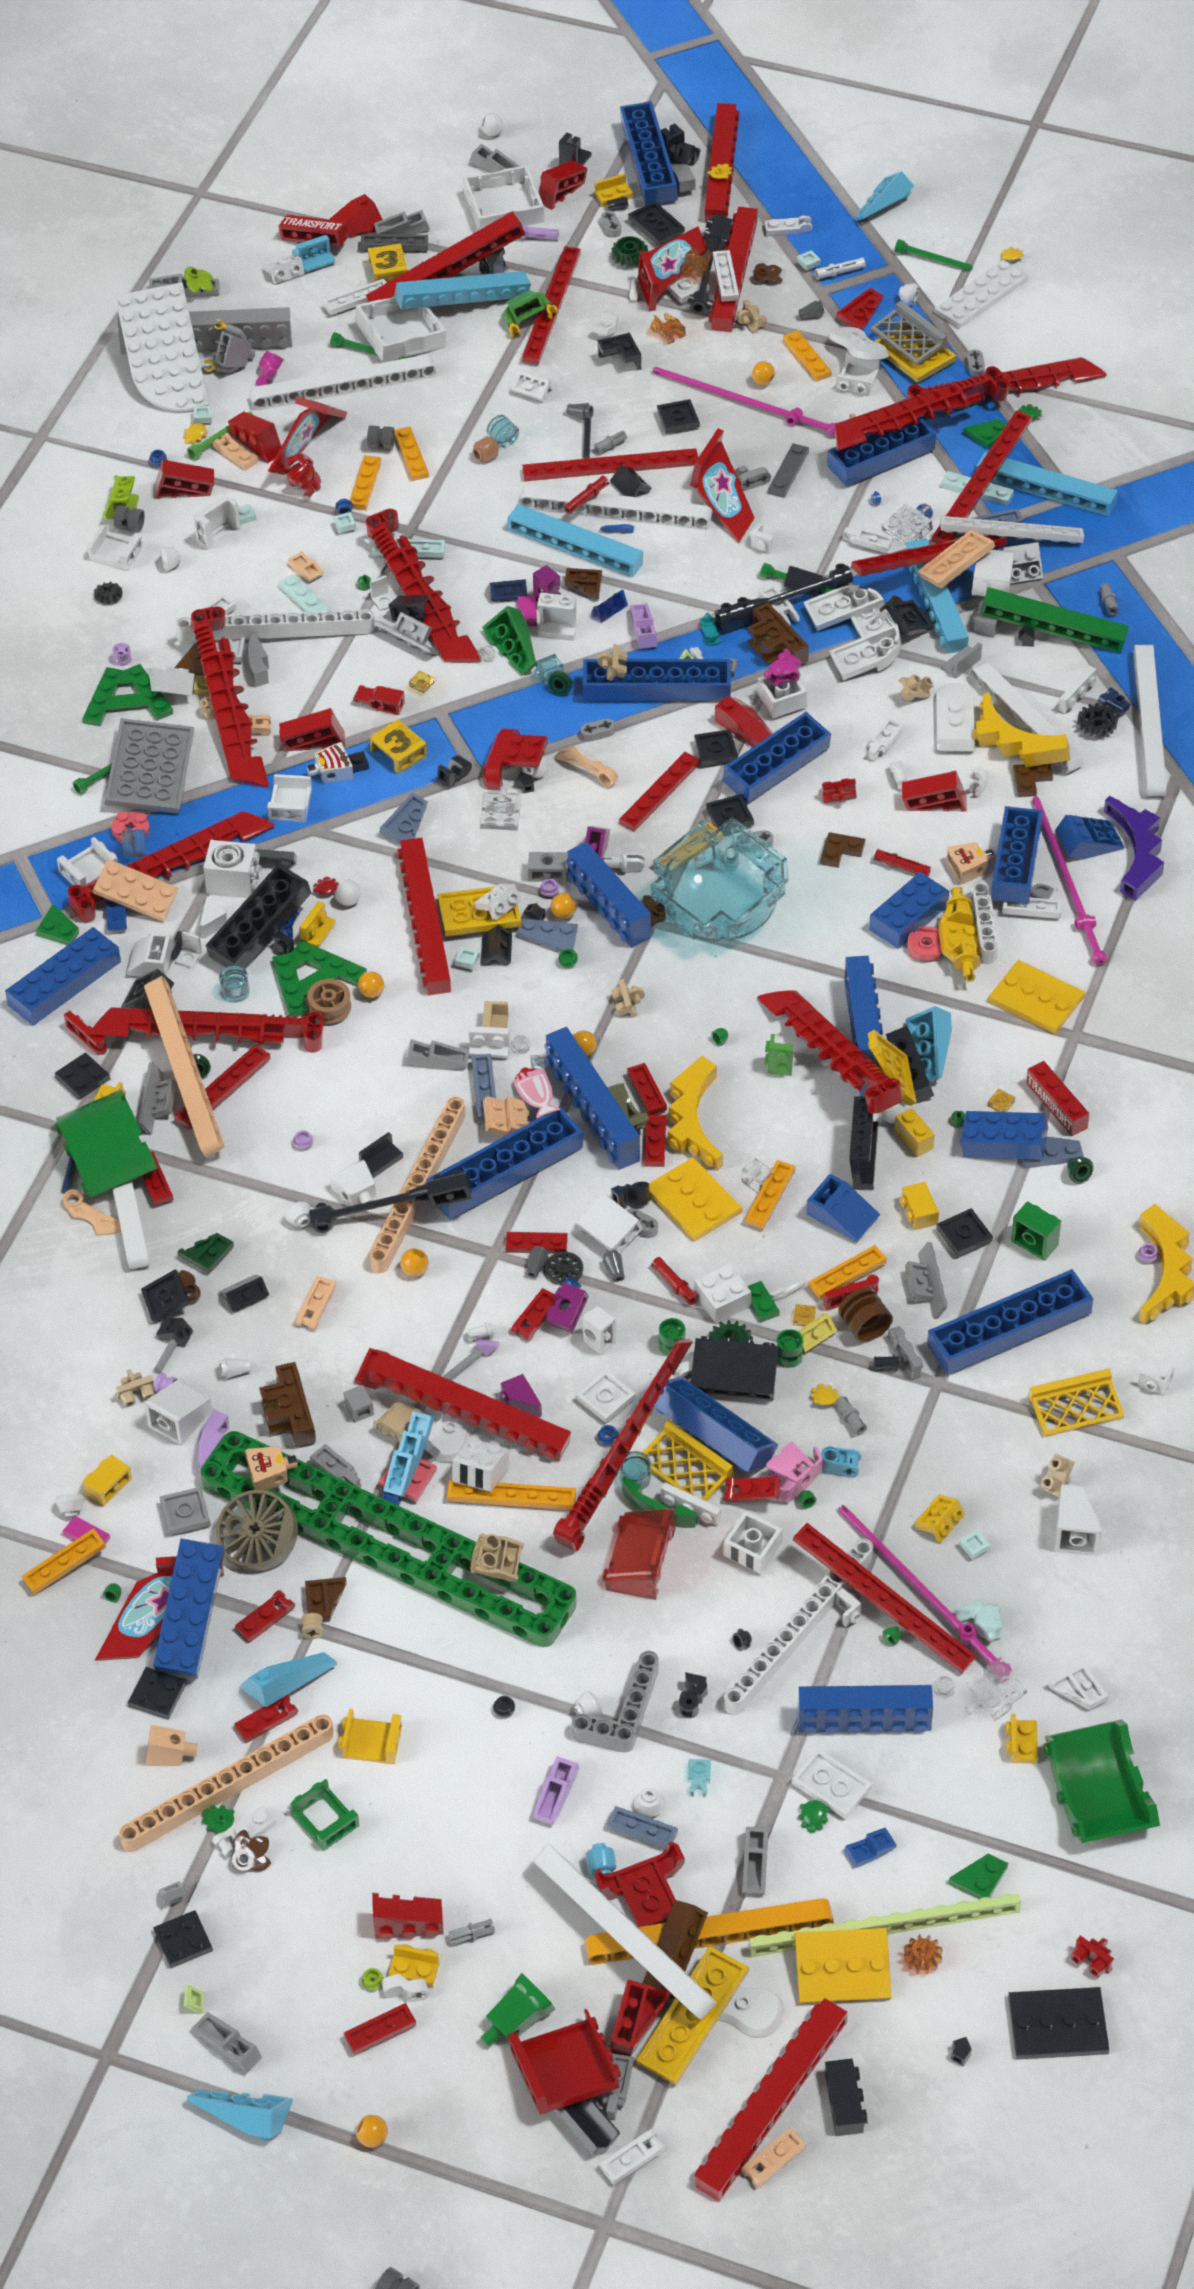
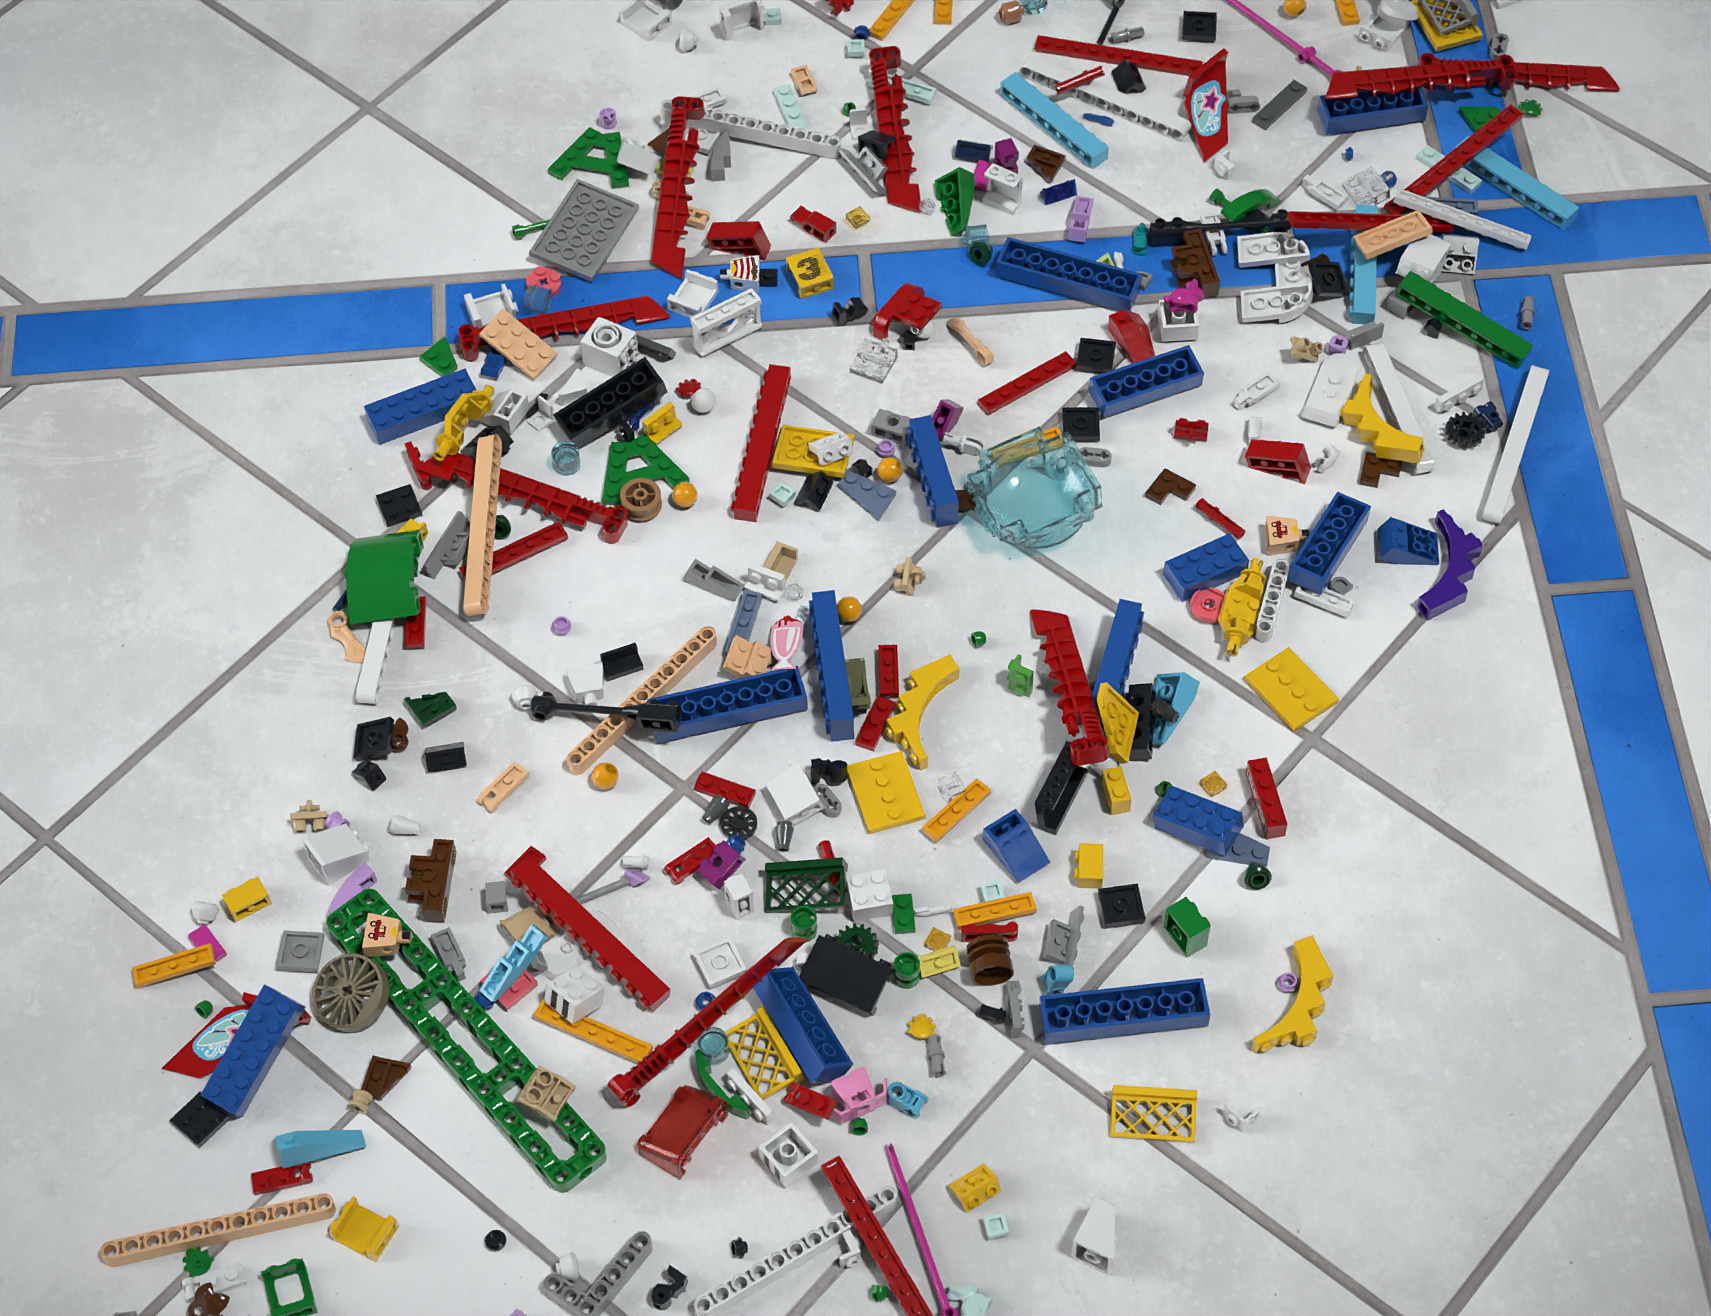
camera: 20 degrees right, 5 degrees up
(108, 598) = (620, 63): pearl dark grey gear -> none
(118, 961) = (468, 407): none -> yellow plate
(165, 1356) = (352, 794): light grey bar -> none
(168, 1747) = (180, 1177): light nougat torso -> none
(264, 1616) = (325, 1077): red plate -> none
(353, 796) = (705, 324): none -> white fence
(405, 820) = (786, 345): sand blue wing -> none
(520, 1395) = (641, 937): magenta slope -> none
(568, 958) = (873, 521): green plate -> none
(597, 730) = (996, 307): light grey beam -> none
(612, 662) = (1028, 246): tan hips -> none
(648, 1288) = (806, 868): none -> dark green fence
(802, 566) = (1247, 202): none -> green slope
(836, 1255) = (992, 891): none -> light aqua plate
(930, 1046) = (1164, 711): none -> clear smoke cone
(935, 1311) = (1057, 978): none -> medium azure piece
(943, 675) = (1337, 345): none -> lavender wheel
(1057, 1474) = (1103, 1181): tan hips -> none
(1084, 921) = (1368, 627): dark pink bar -> none

